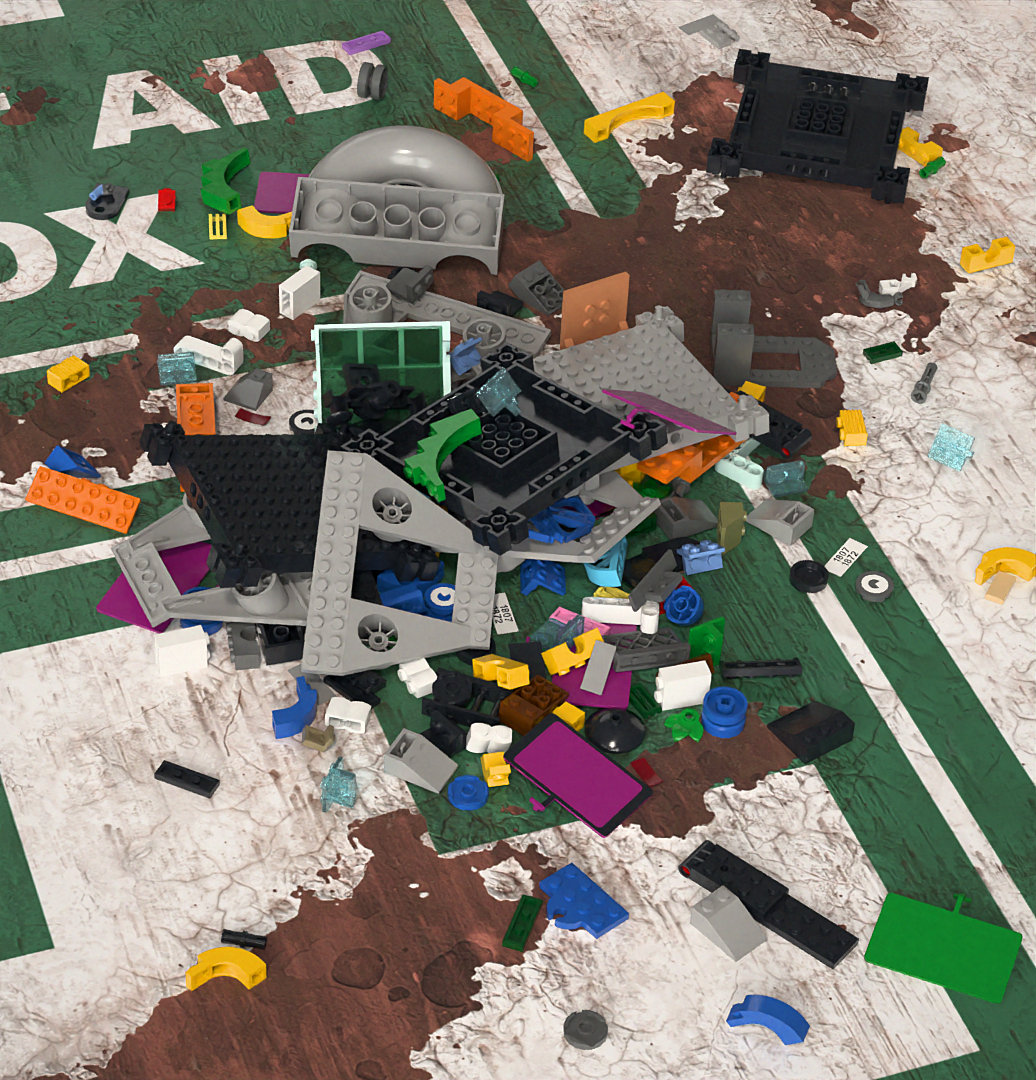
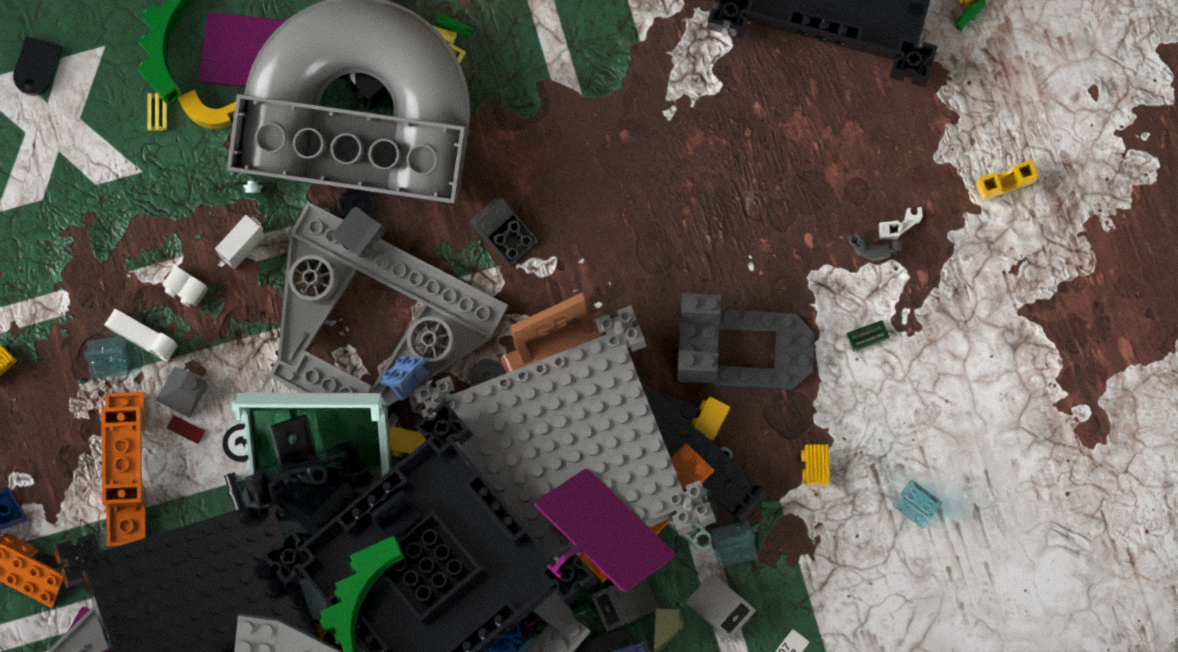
camera: 10 degrees right, 35 degrees up
(102, 190) = (30, 55): arm -> none
(166, 199) = (102, 68): red bracket -> none
(499, 303) = (457, 254): black bracket -> none
(500, 393) = (424, 514): clear light blue bracket -> none
(930, 371) = (902, 397): dark grey pin -> none

